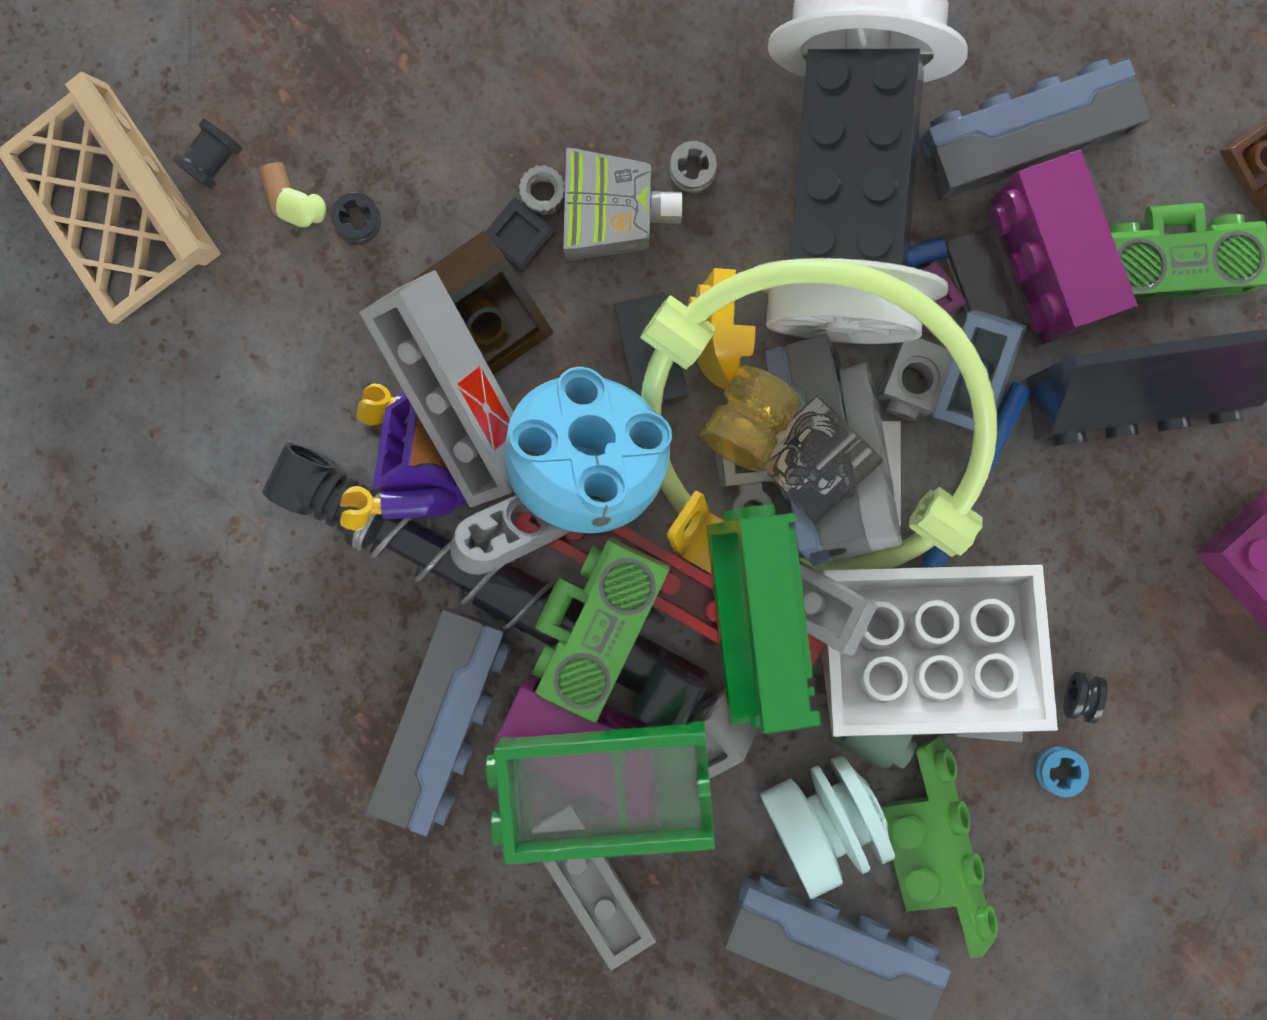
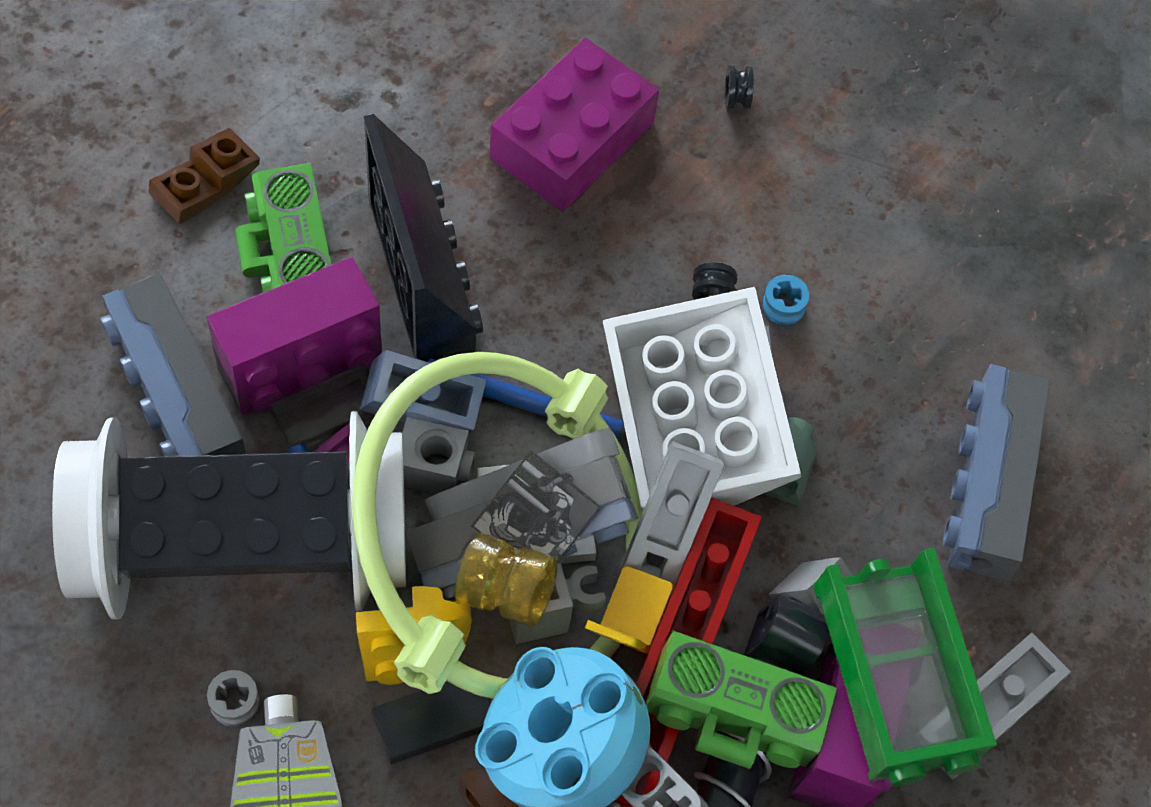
camera: 100 degrees left, 25 degrees down
(761, 619) = (704, 541): green door -> none
(828, 825) = (877, 475): light aqua wheel -> none
(935, 850) = (885, 398): bright green bracket -> none

